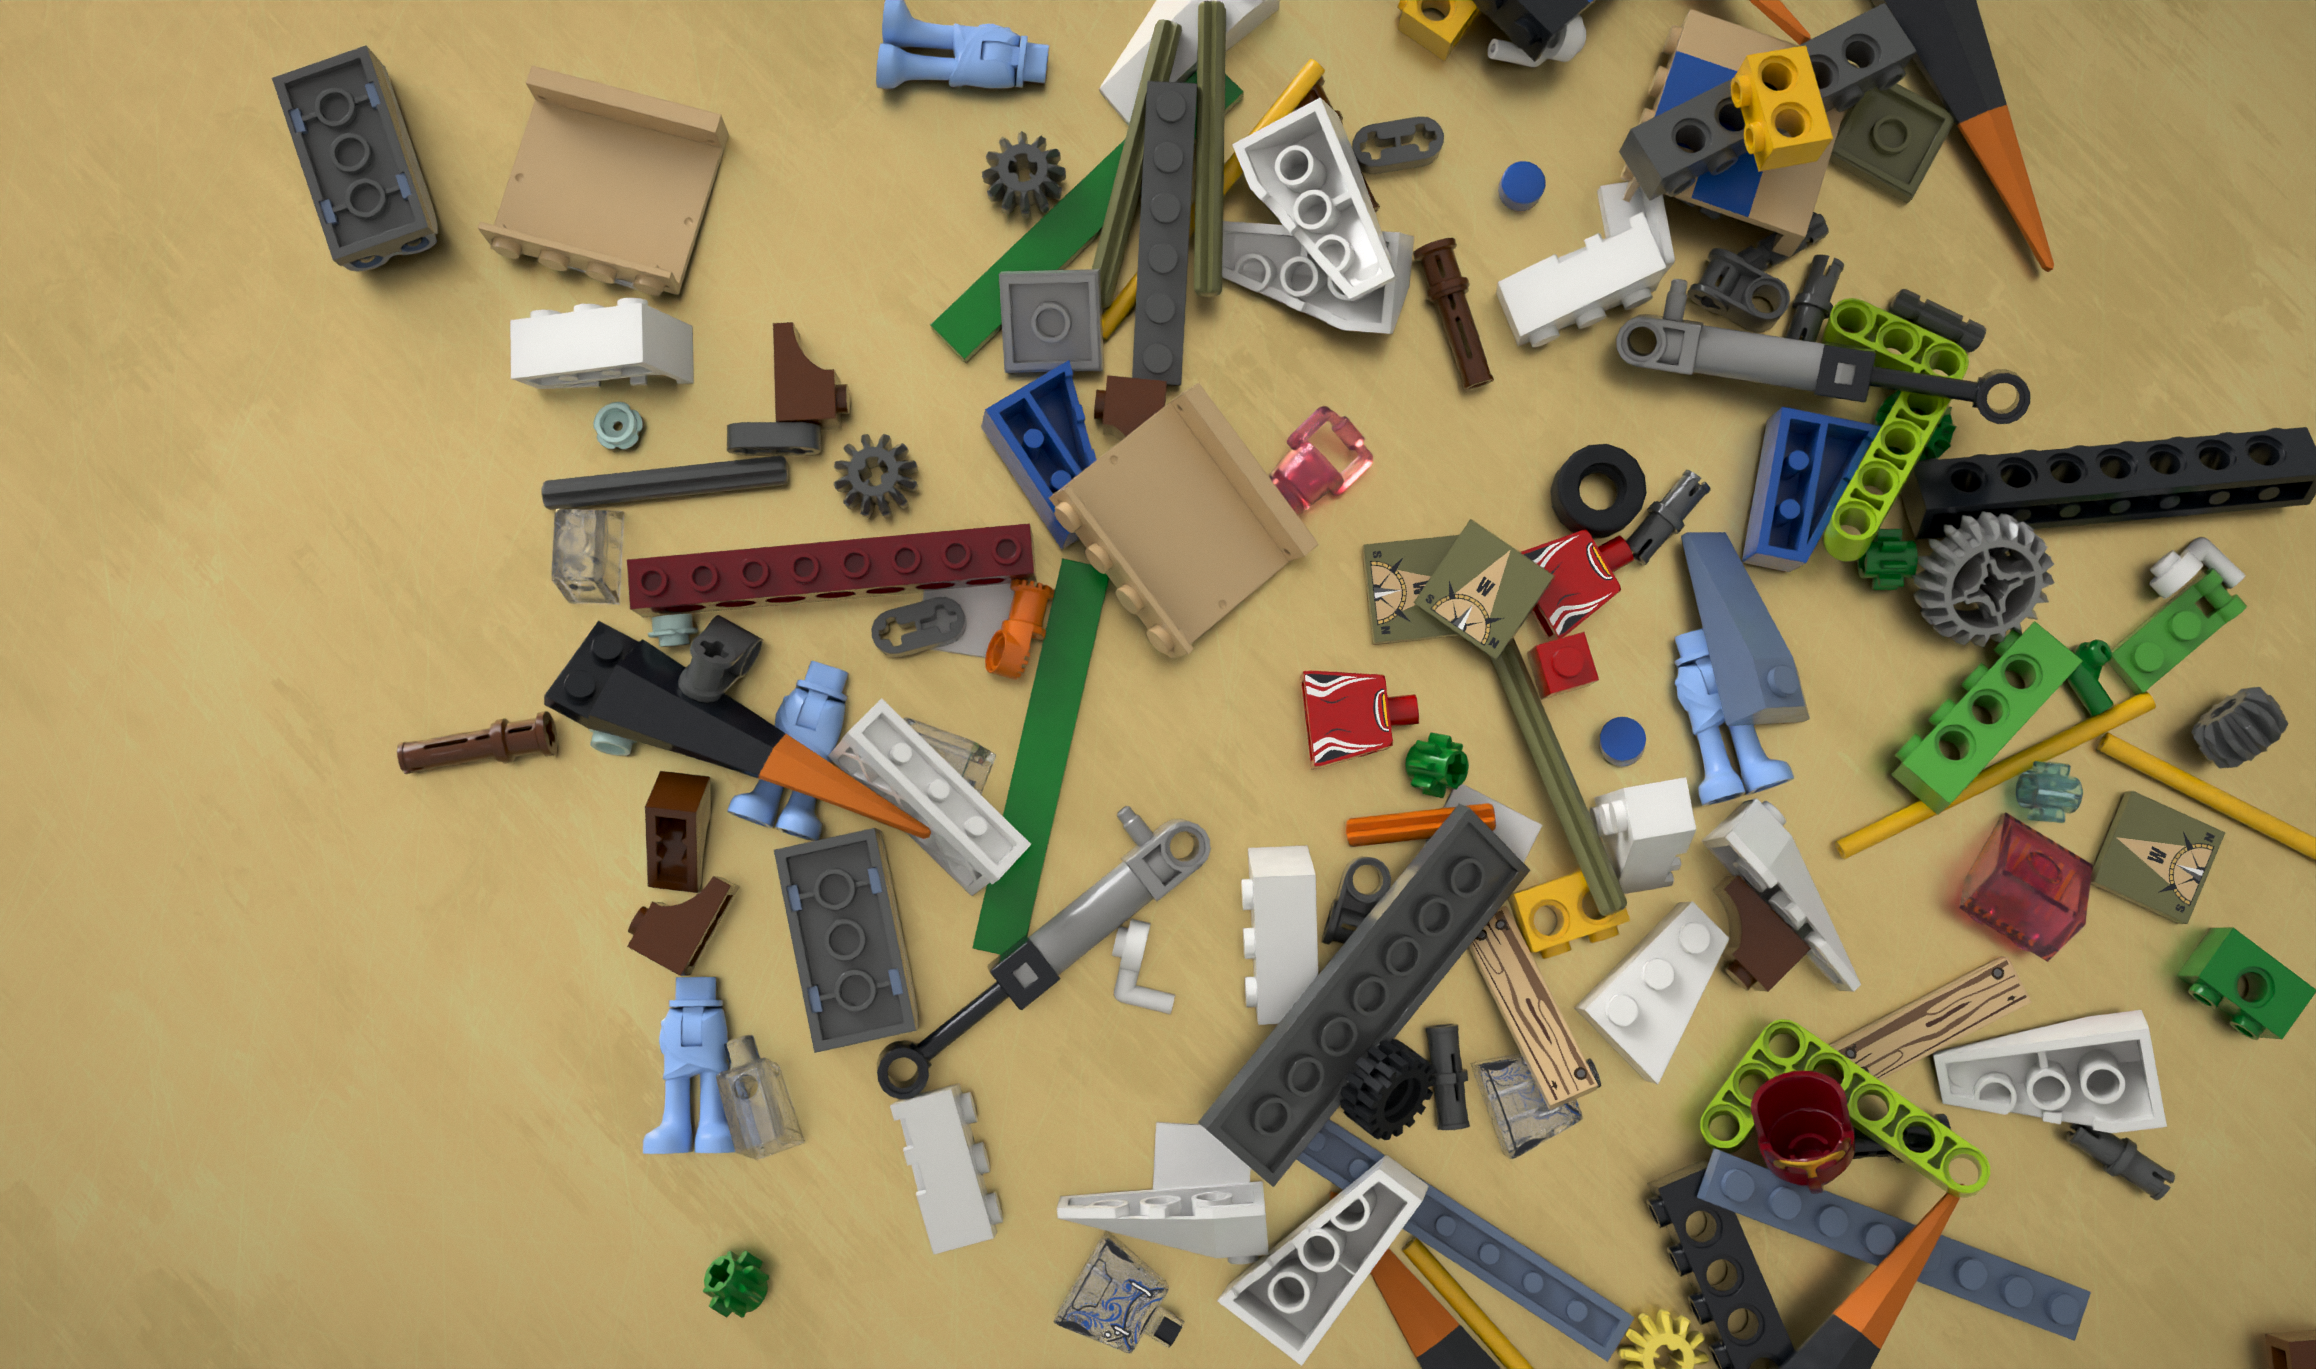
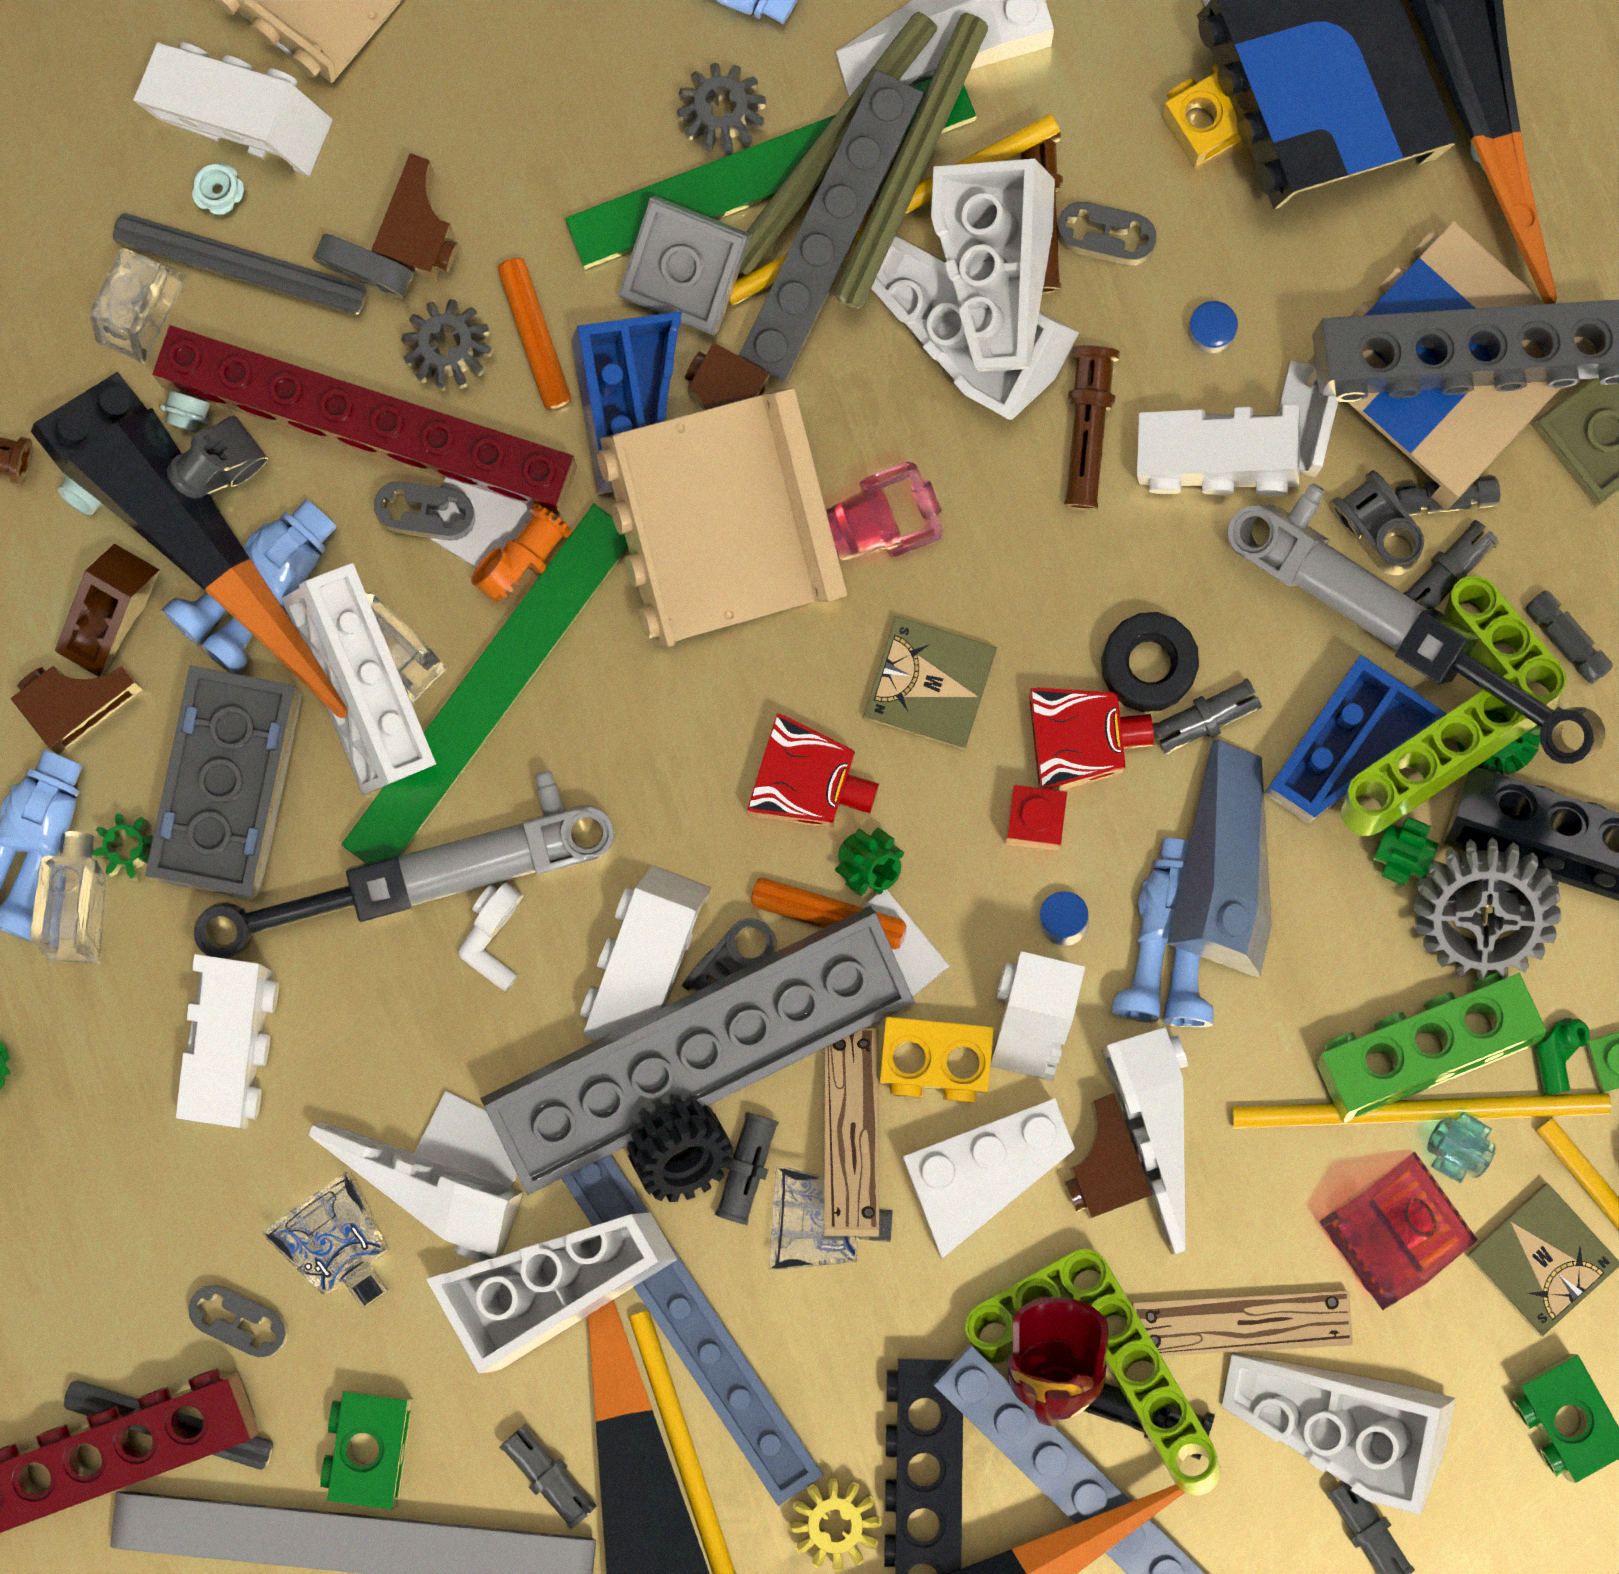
camera: 30 degrees right, 0 degrees up
(771, 1028) = (114, 838): none -> green gear
(946, 434) = (534, 333): none -> orange axle
(1484, 589) = (989, 709): olive tile -> none
(1559, 781) = (980, 920): olive axle -> none
(1561, 47) = (1305, 205): white plate -> none
(1794, 107) = (1485, 364): yellow brick -> none

